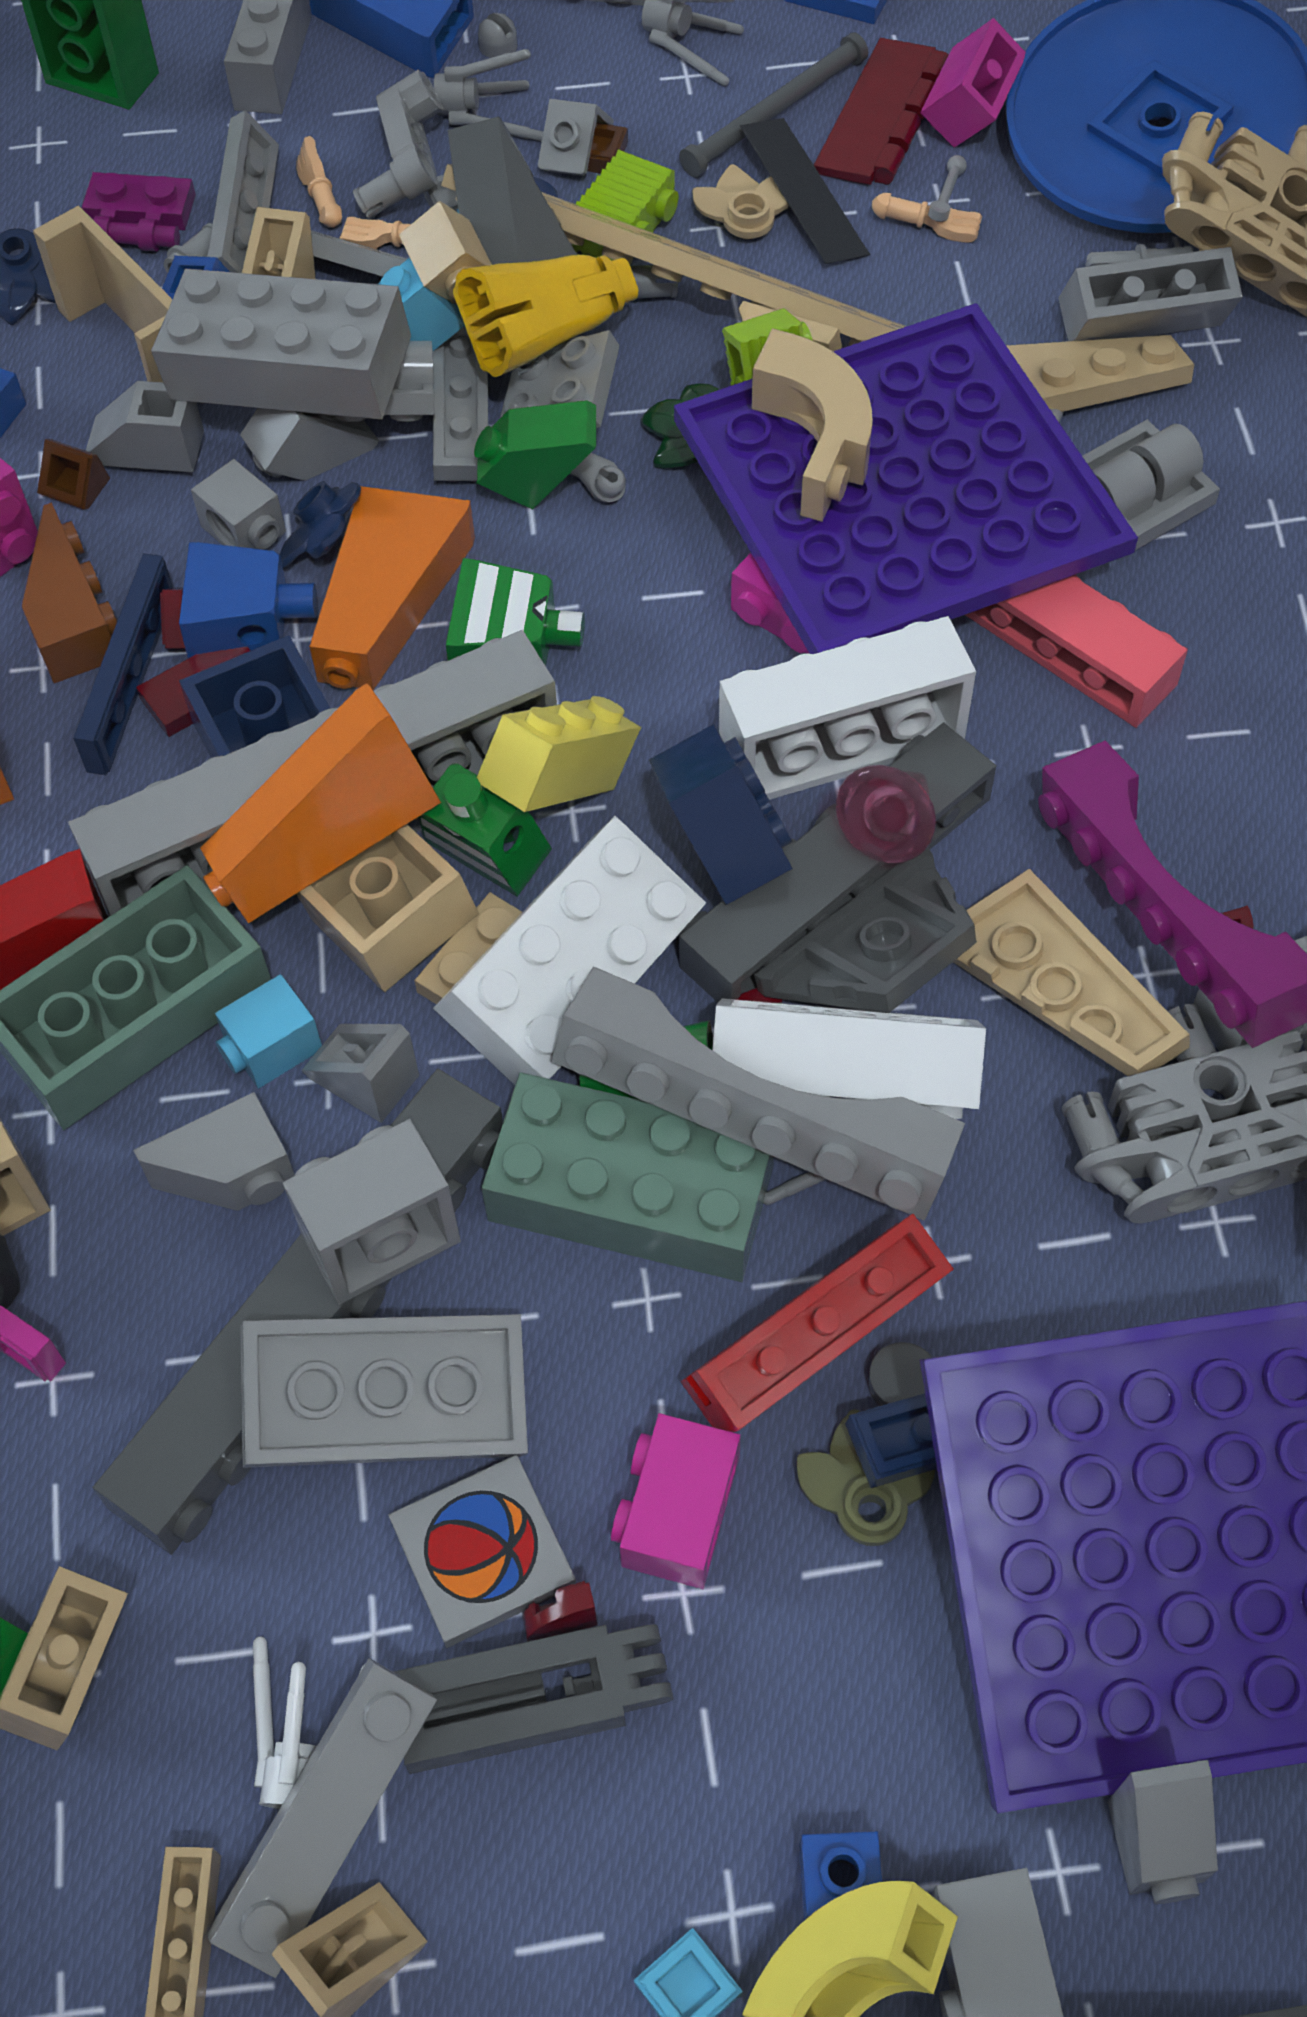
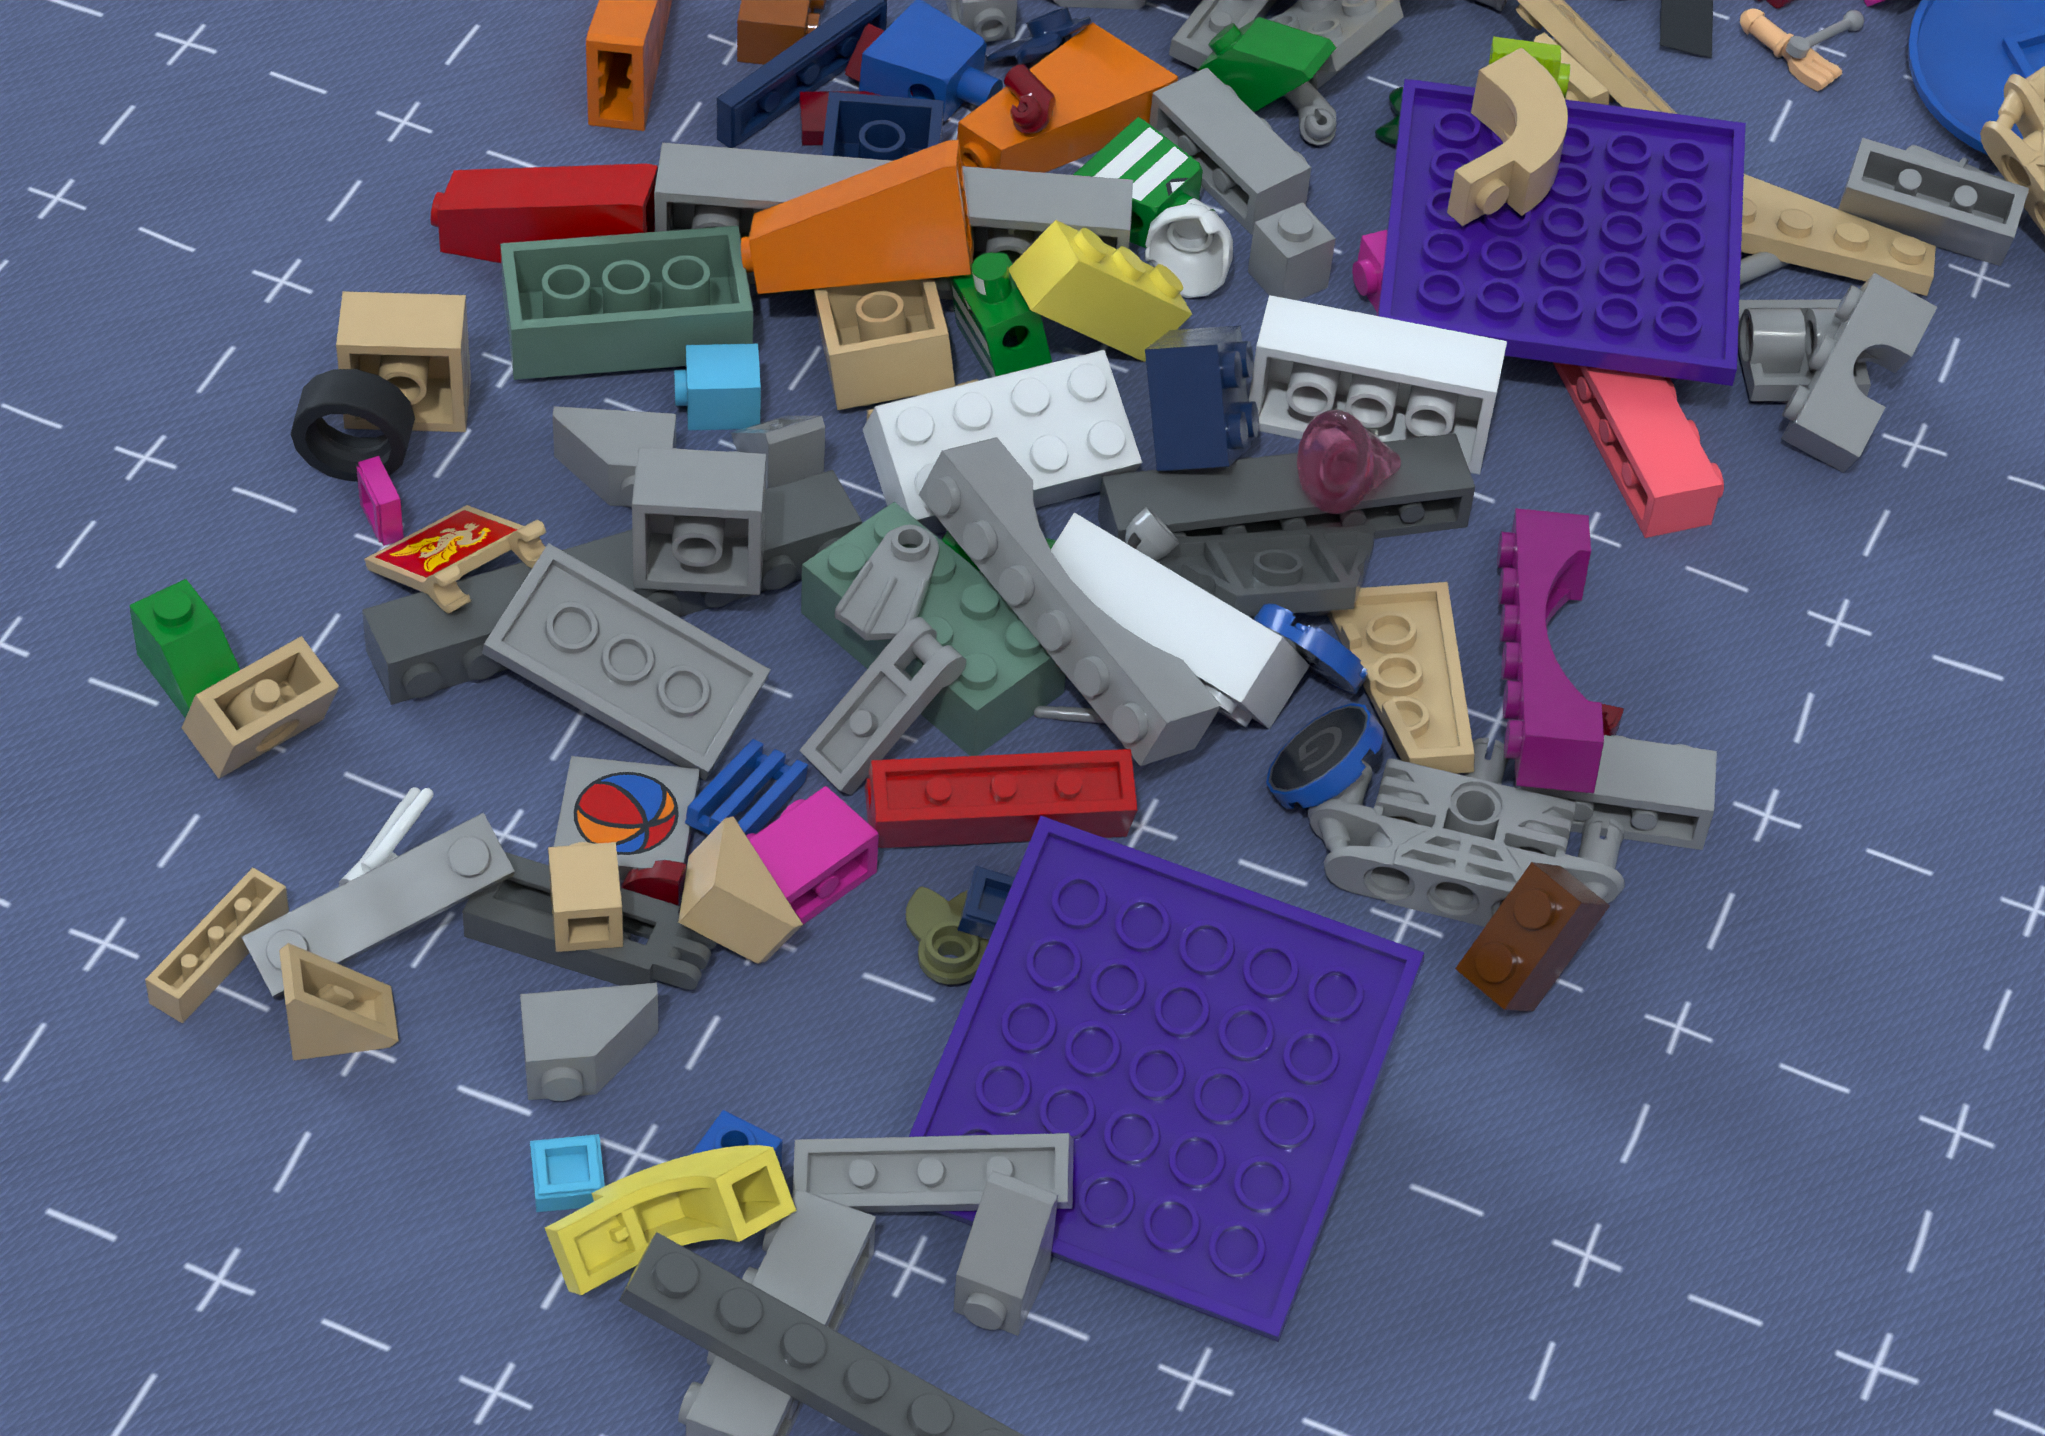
camera: 25 degrees right, 10 degrees down
(131, 1358) = (450, 548): none -> flag
(369, 591) = (1035, 100): none -> dark red arm
(522, 1682) = (585, 896): none -> tan brick
(577, 1406) = (763, 768): none -> blue tile
(581, 552) = (1240, 154): none -> light grey brick
(585, 1169) = (890, 584): none -> light grey piece
(592, 660) = (1193, 246): none -> white hair
(606, 1835) = (584, 1037): none -> light grey slope
(650, 1296) = (882, 705): none -> light grey plate
(652, 1587) = (735, 897): none -> tan slope
(677, 620) = (1291, 253): none -> light grey brick
(767, 971) = (1150, 535): none -> light grey hinge
(975, 1005) = (1322, 652): none -> blue tile
(1040, 1780) = (929, 1170): none -> light grey plate
(1060, 1108) = (1324, 756): none -> tile
(1215, 530) = (1832, 414): none -> light grey arch

